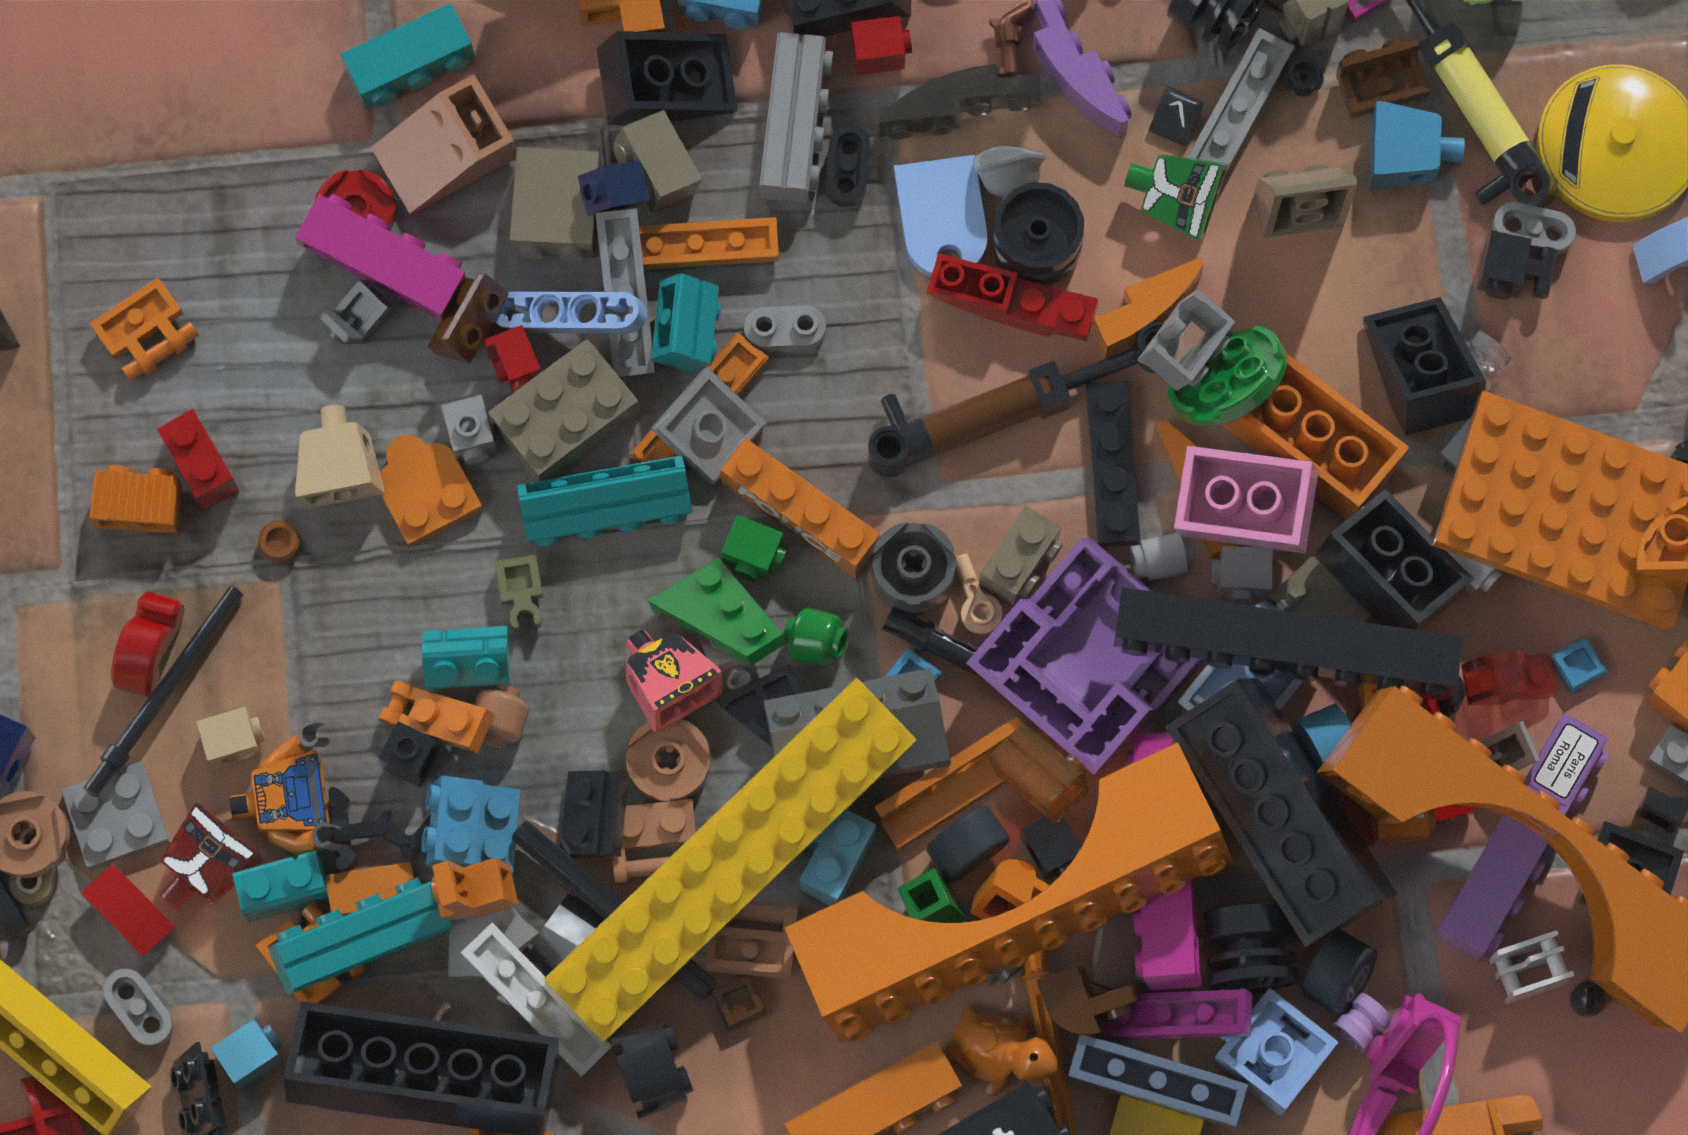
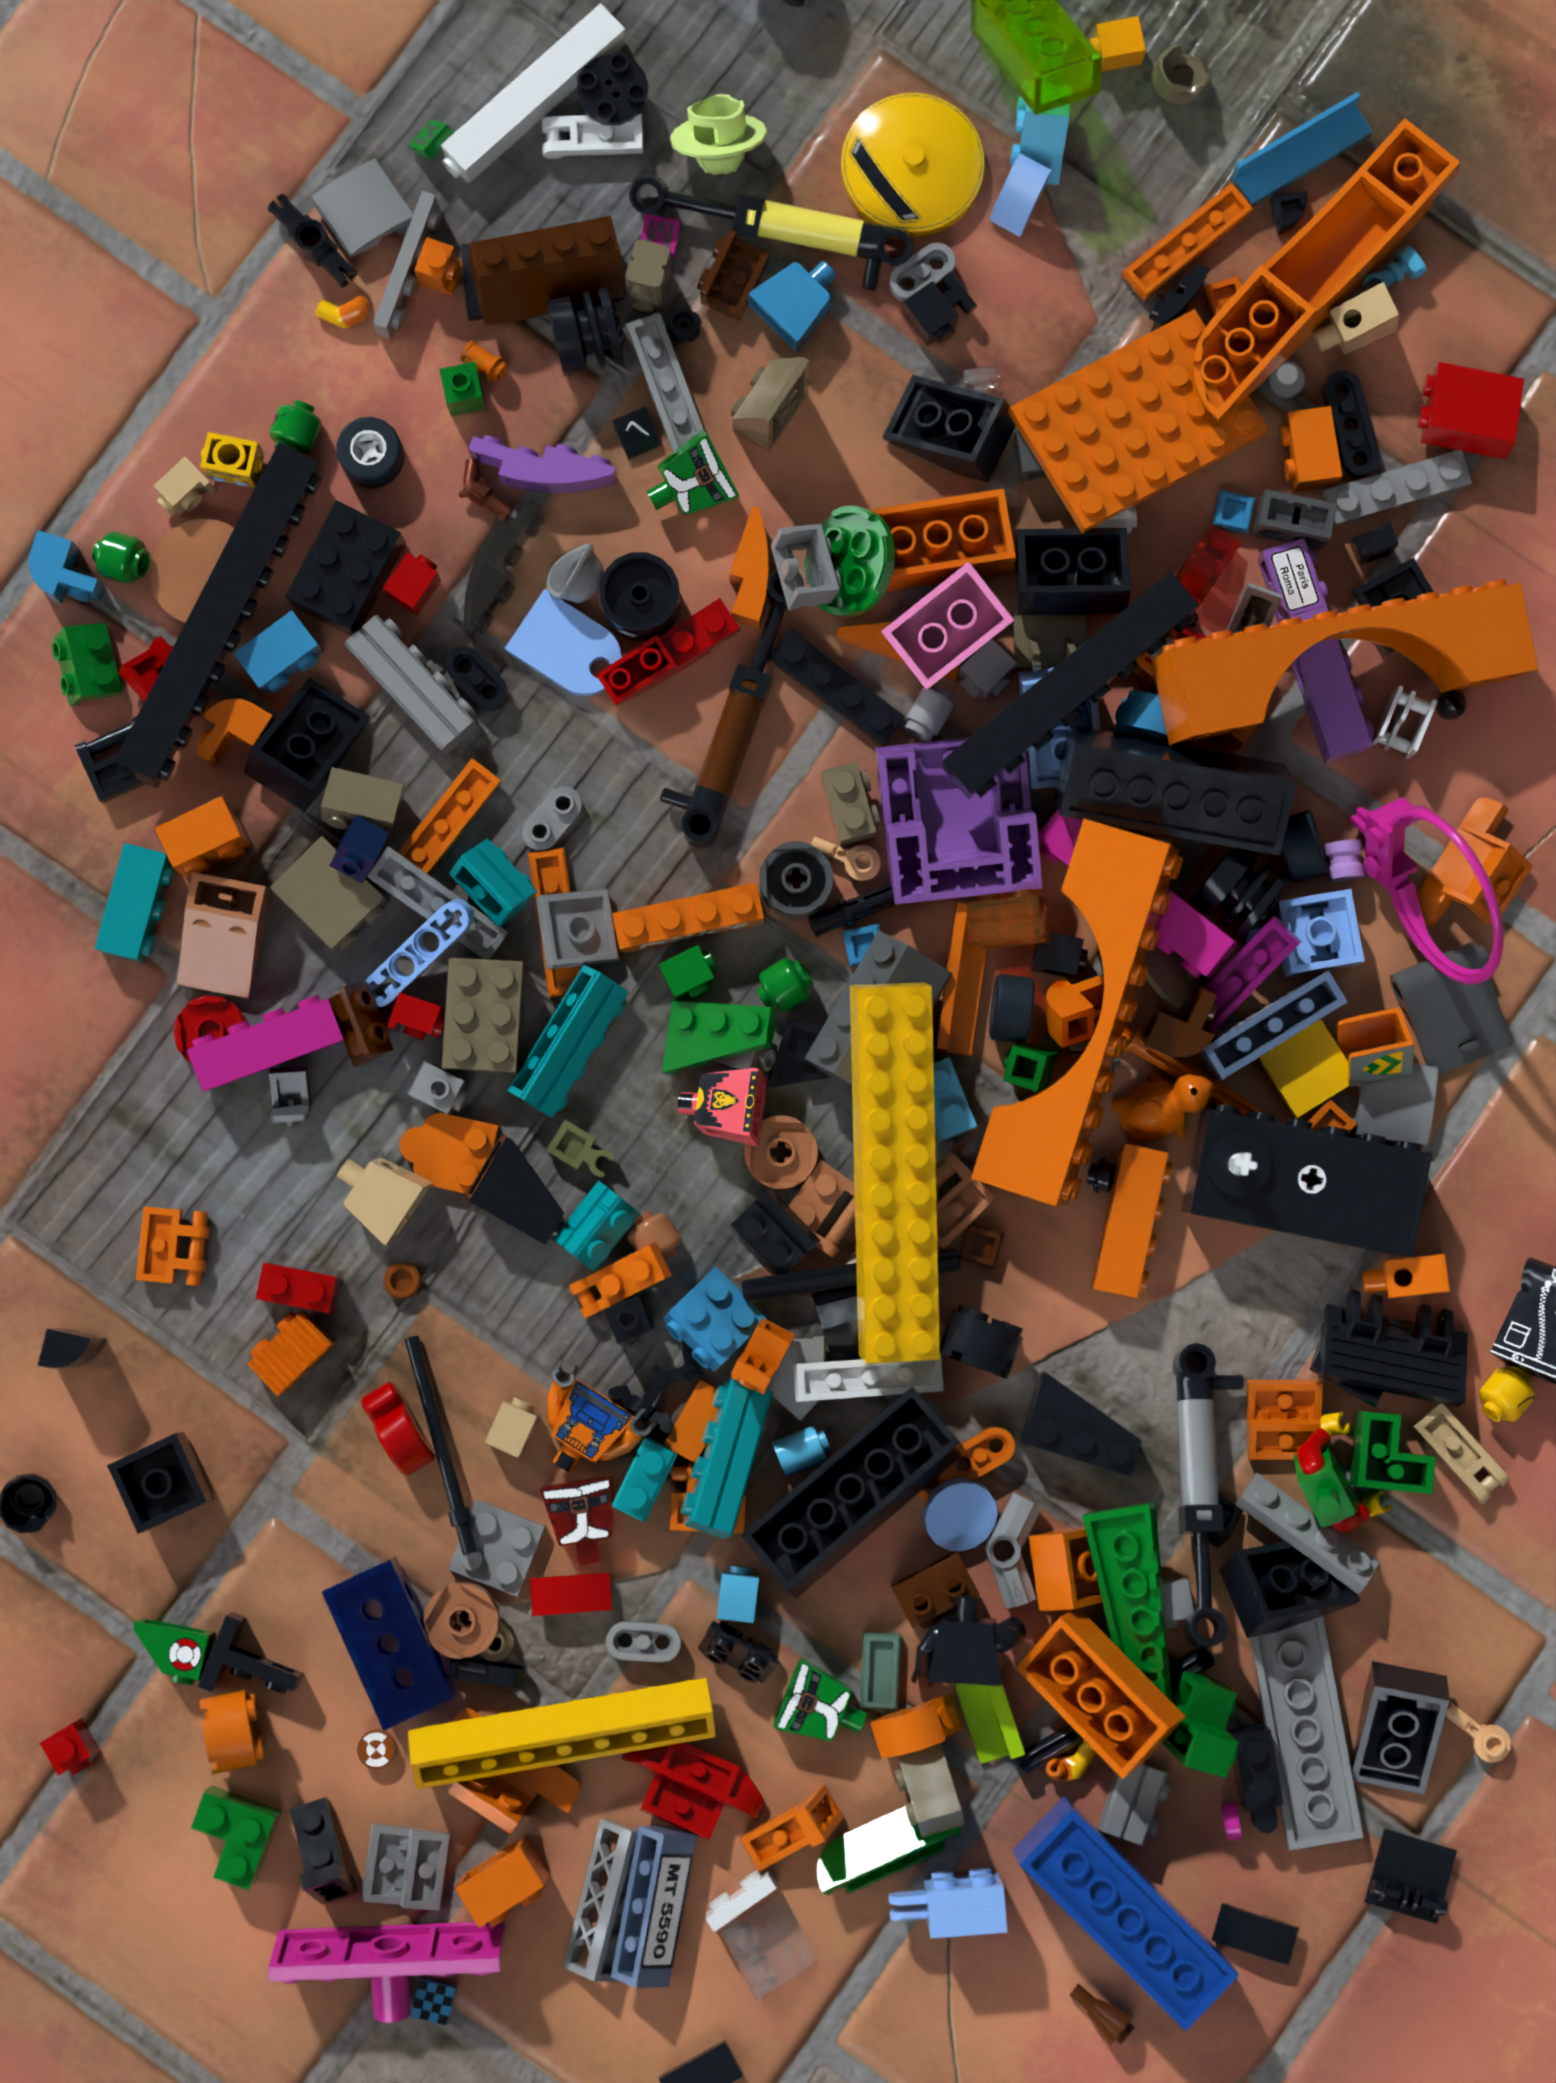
camera: 50 degrees left, 10 degrees up
(422, 997) = (801, 1450): none -> medium azure brick
(434, 567) = (515, 1193): none -> black slope
(512, 60) = (204, 838): none -> orange brick
(891, 1050) = (1101, 1176): none -> black plate
(1619, 715) = (1293, 518): none -> dark grey brick

